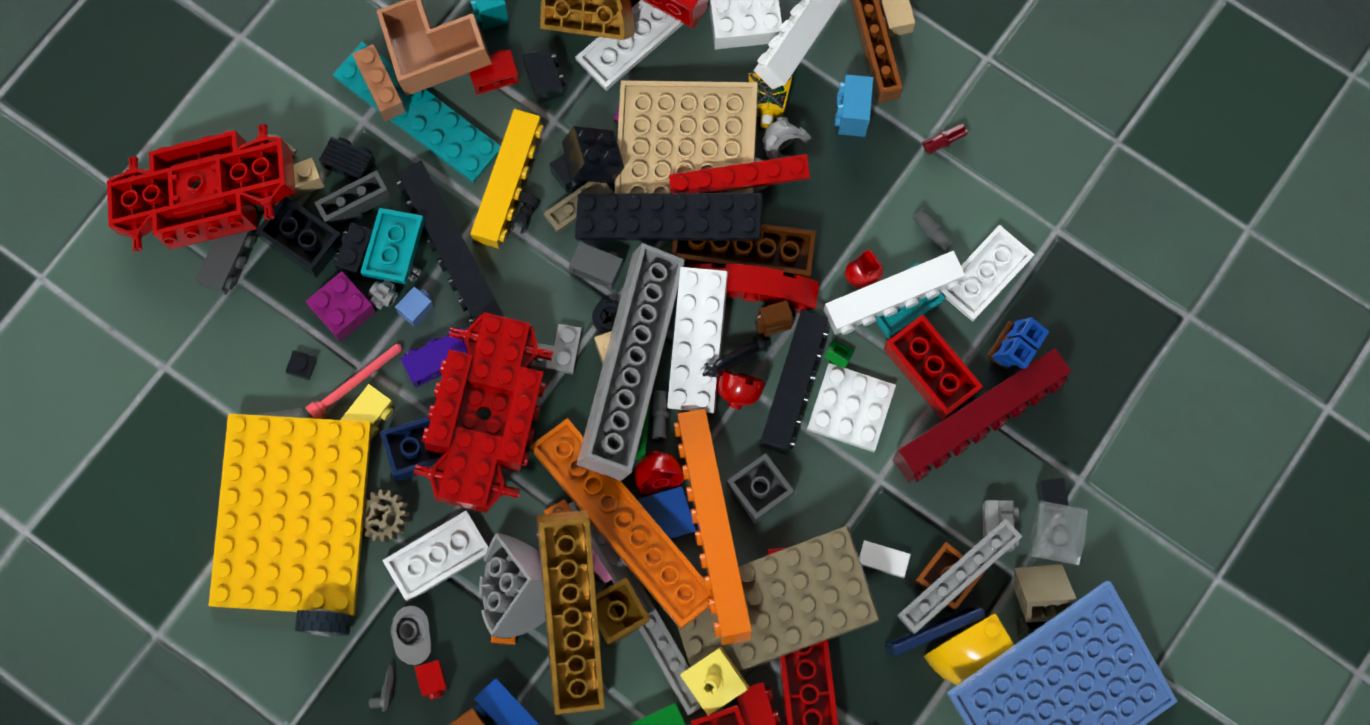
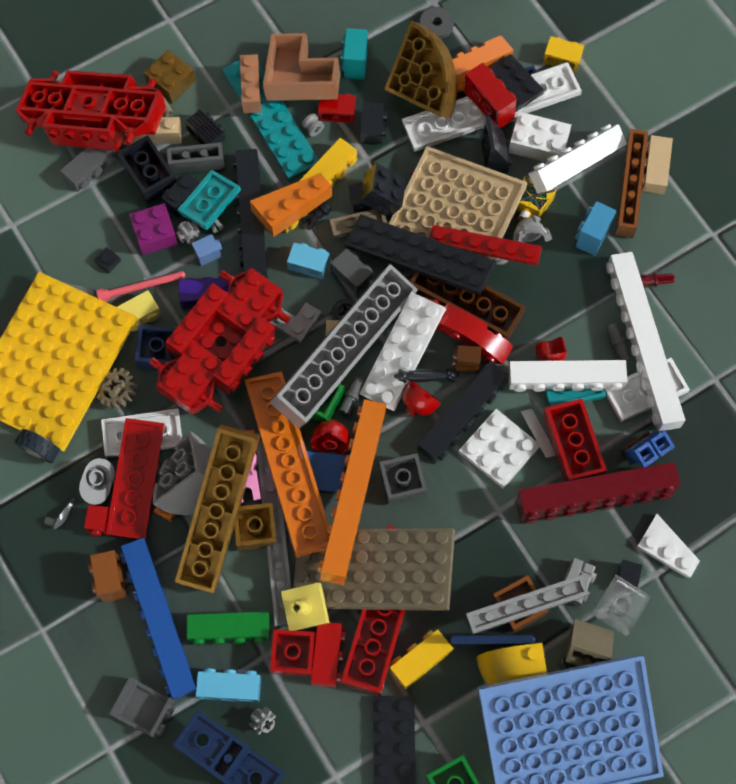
camera: 25 degrees right, 5 degrees down
(276, 107) = (172, 75): none -> pearl gold brick
(454, 613) = (135, 479): none -> red plate
(473, 104) = (313, 125): none -> light grey wheel
(491, 216) = (290, 203): none -> orange wedge
(540, 272) = (308, 260): none -> medium azure brick
(700, 53) = (495, 147): none -> black slope
(839, 354) = (506, 405): green plate -> none
(864, 683) = (420, 658): none -> yellow brick
(884, 559) = (476, 571): white tile -> none
(887, 371) = (538, 433): none -> white sticker
(963, 218) = (645, 342): none -> white brick
(1081, 446) = (668, 548): none -> white wing

